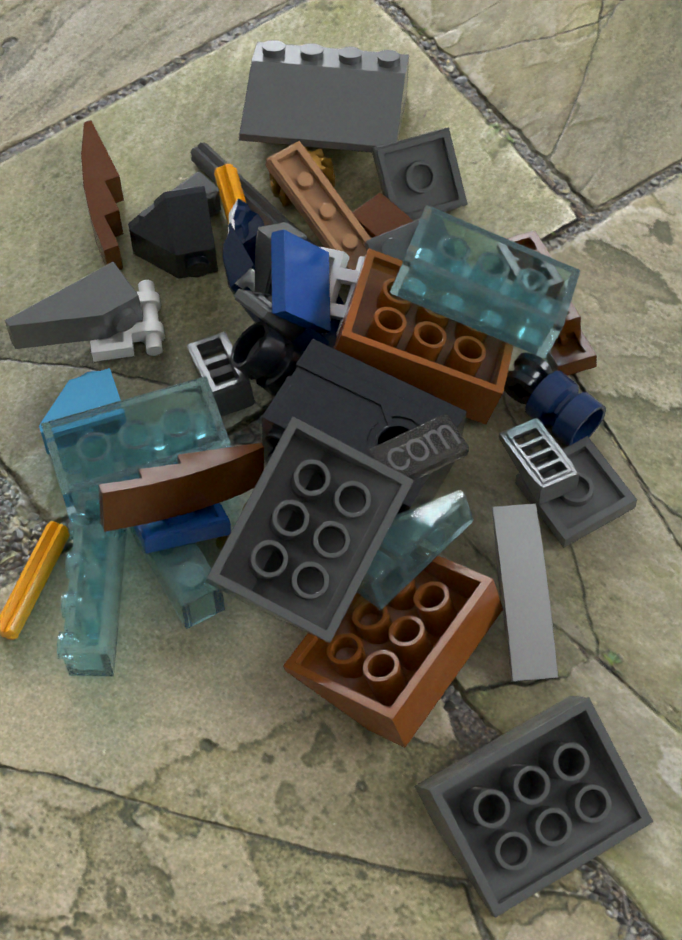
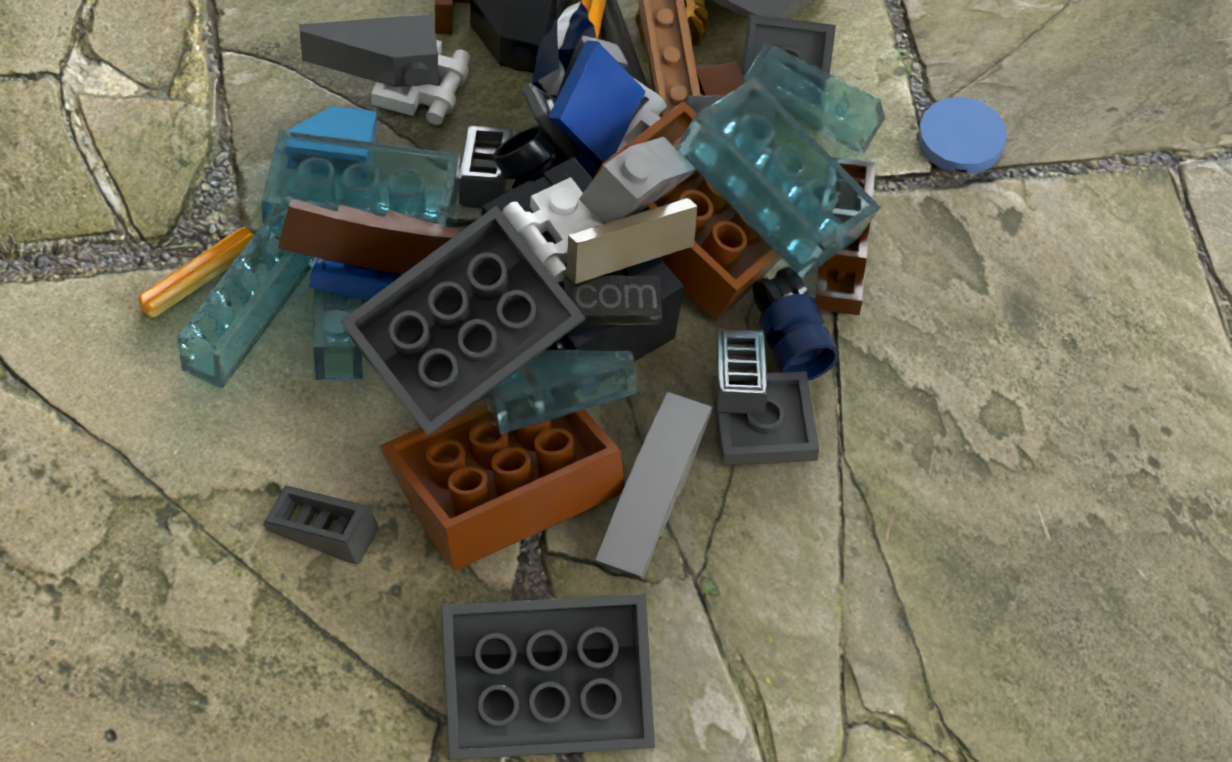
camera: 20 degrees right, 5 degrees down
(287, 771) = (346, 541): none -> dark grey slope
(348, 399) = (560, 214): none -> white plate
(383, 340) = (635, 180): none -> light grey slope
(409, 393) = (631, 240): none -> dark tan tile
(465, 195) = (818, 97): none -> clear light blue slope
(585, 176) = (962, 135): none -> medium blue tile

